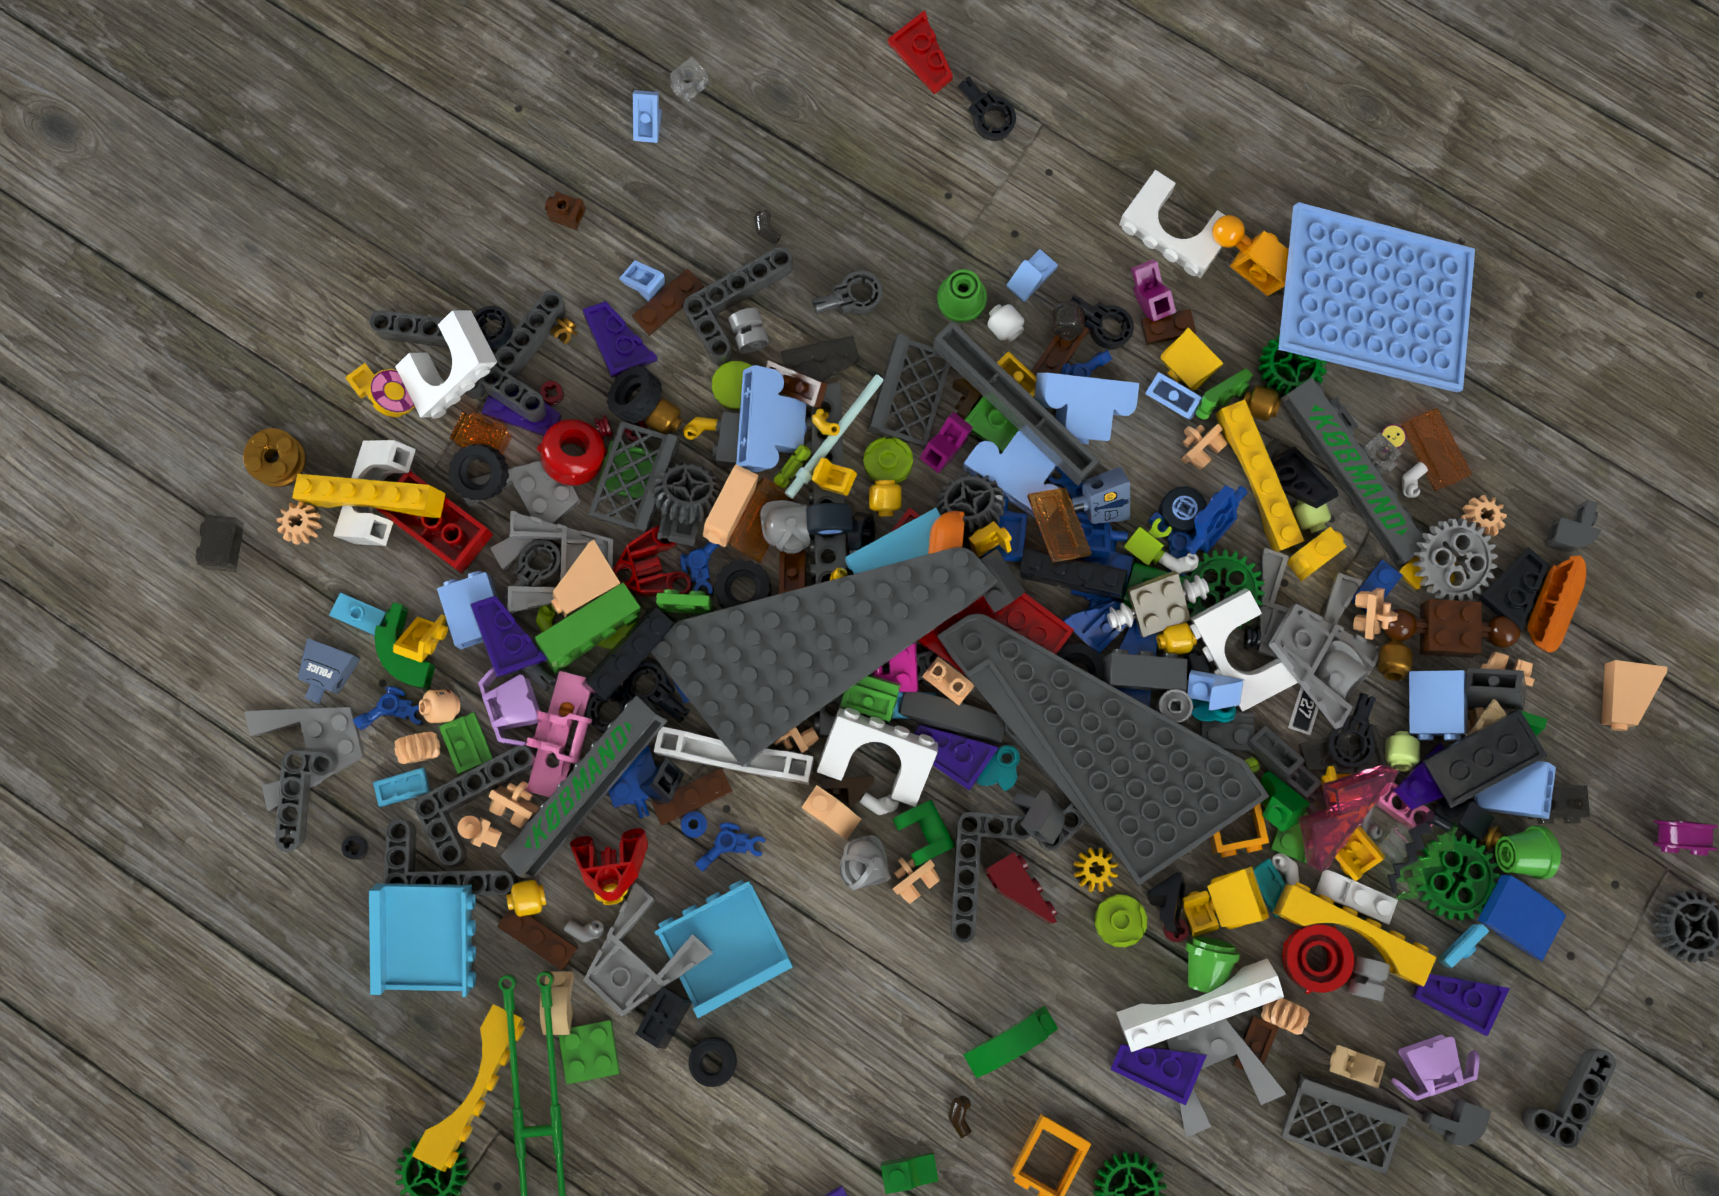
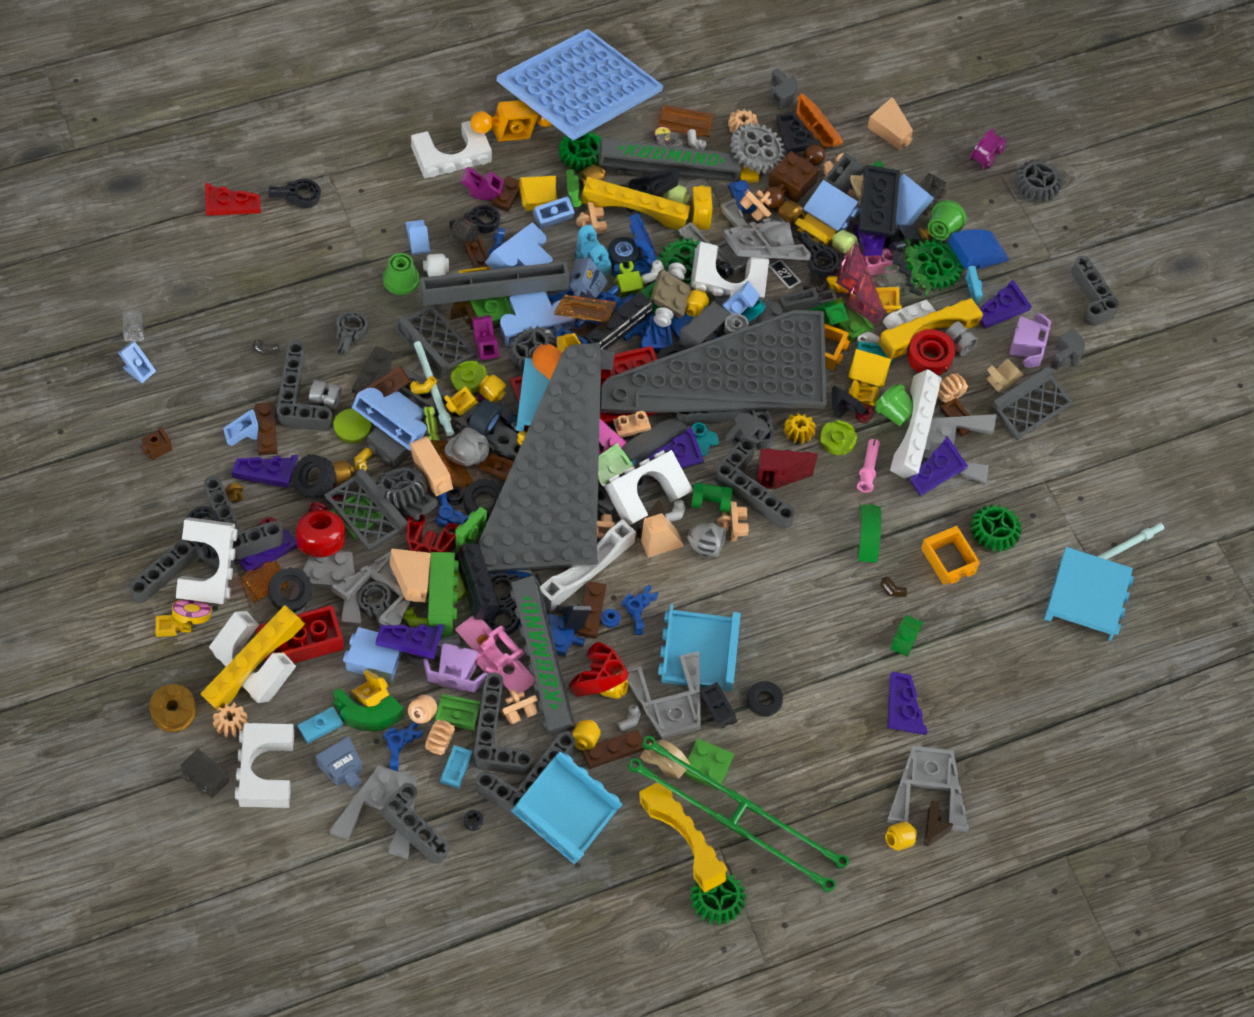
camera: 65 degrees left, 20 degrees down
(237, 600) = (255, 740): none -> white arch
(478, 831) = (524, 731): light nougat hips -> none
(722, 558) = (455, 500): none -> black bush
(1094, 988) = (868, 472): none -> bright pink pin
(1158, 468) = (589, 246): none -> medium azure brick
(1392, 705) = (816, 229): none -> yellow bracket

